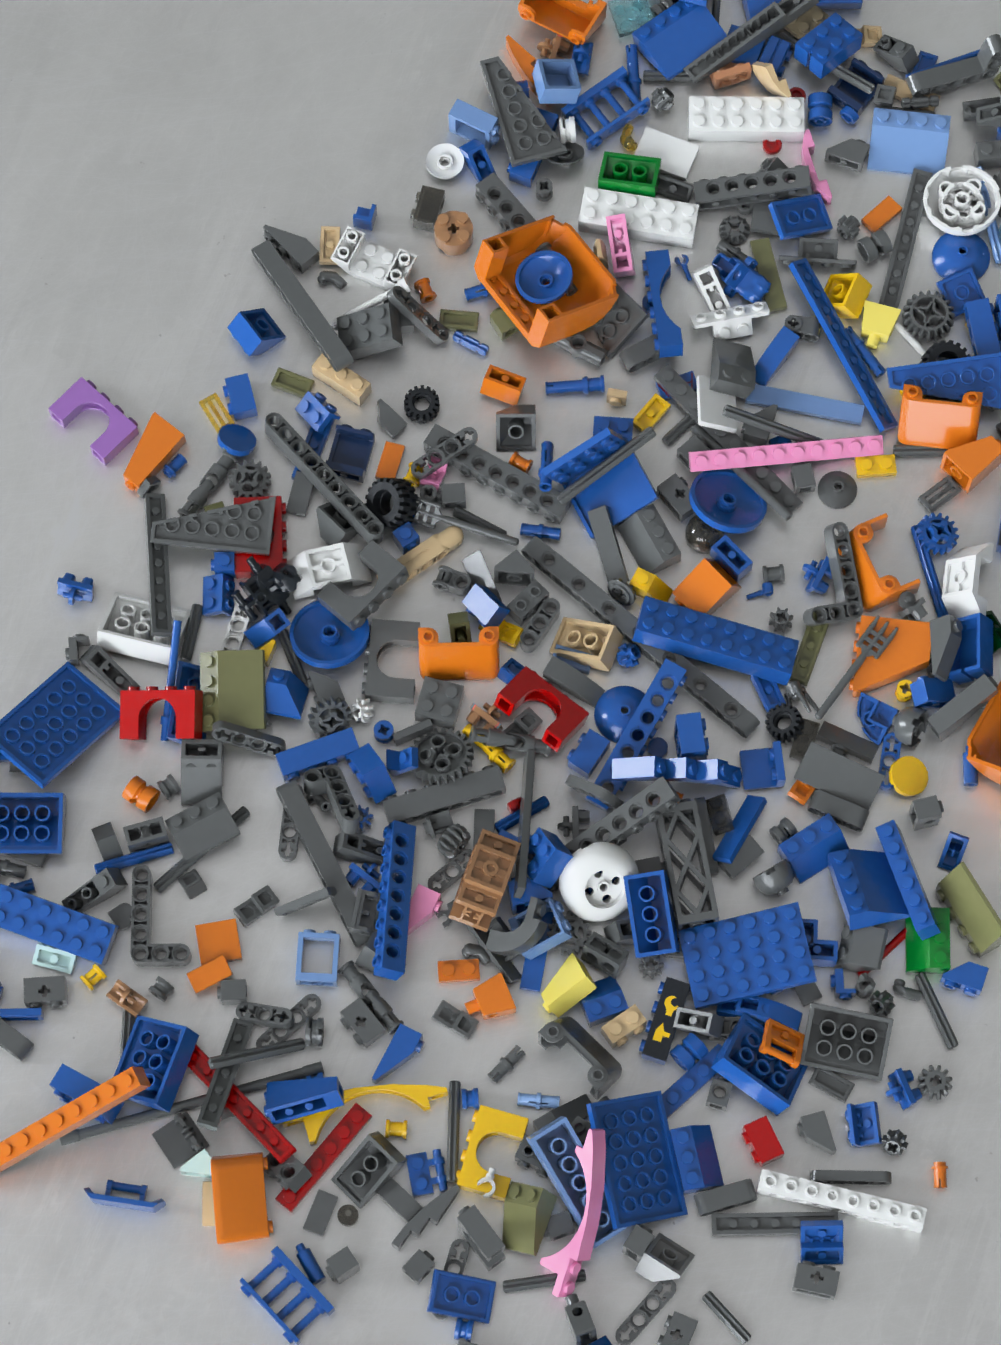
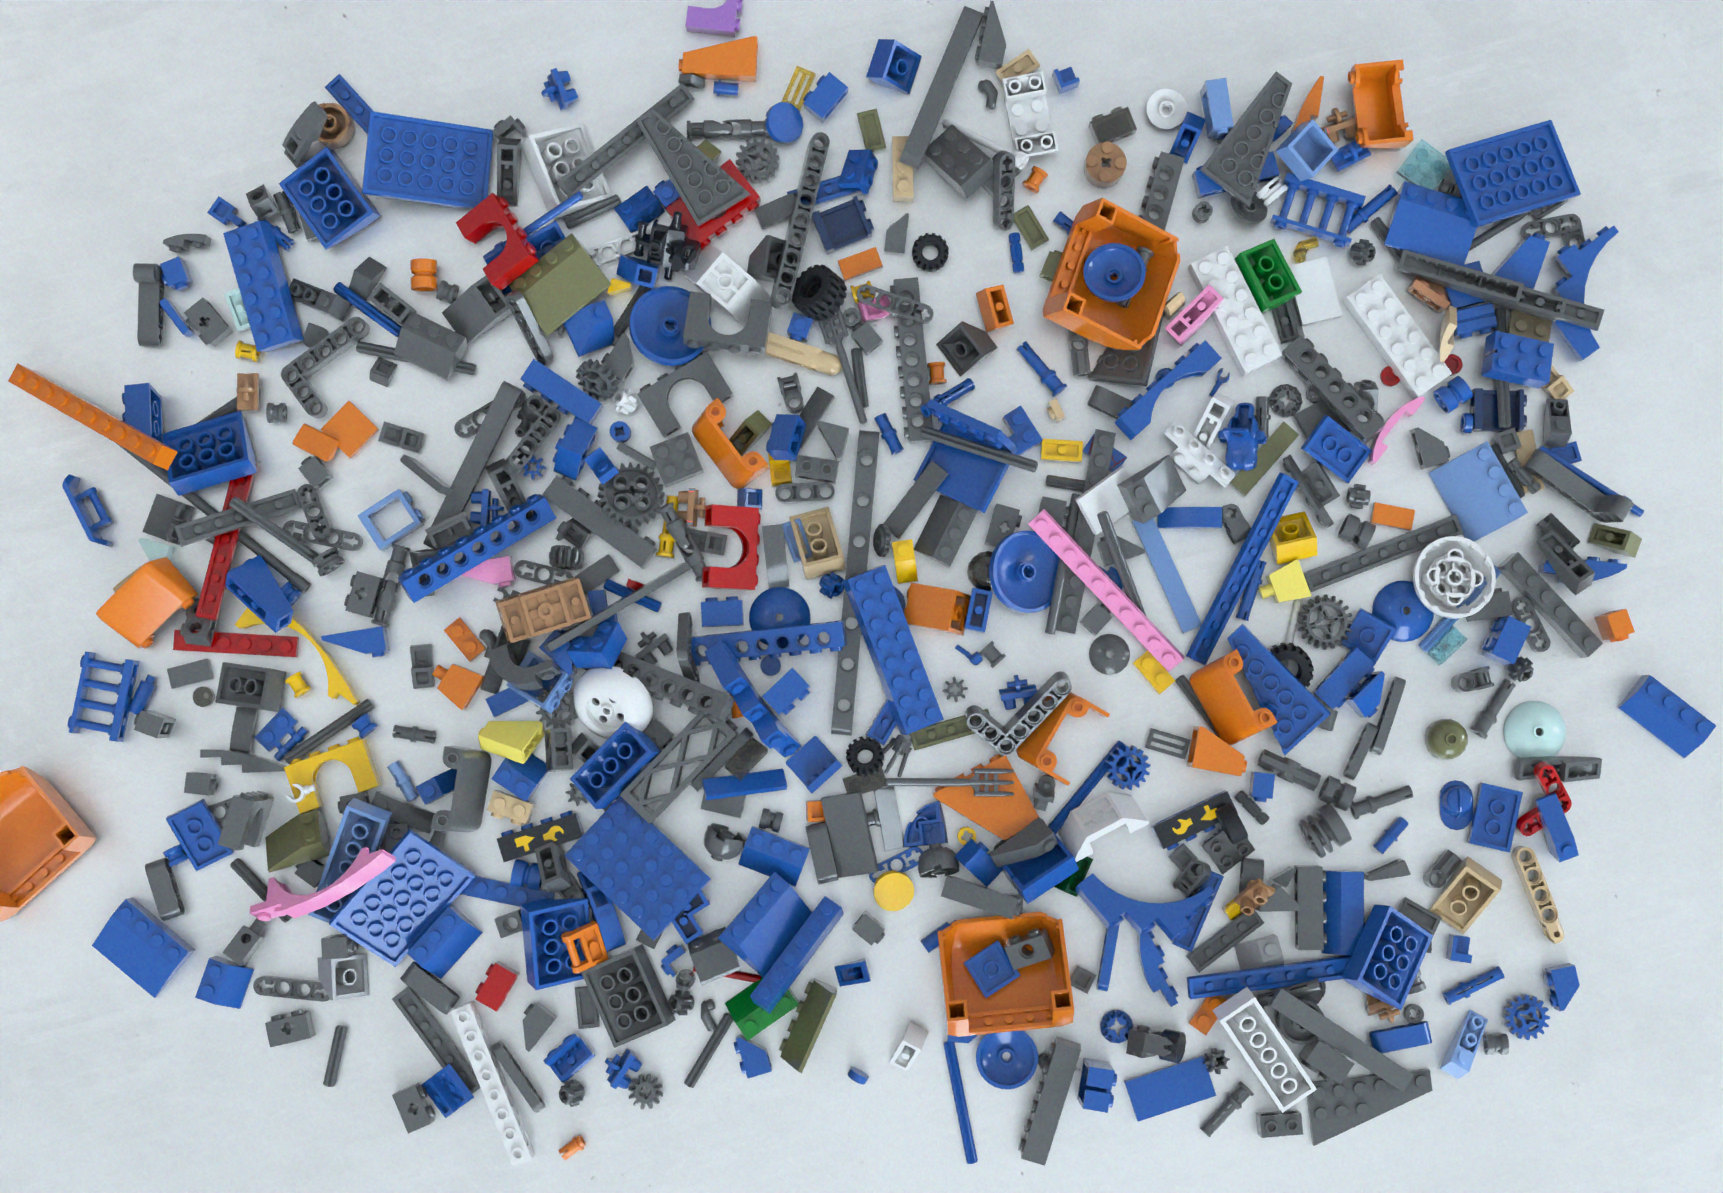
camera: 55 degrees right, 15 degrees up
(564, 1073) = (437, 786): none -> blue slope

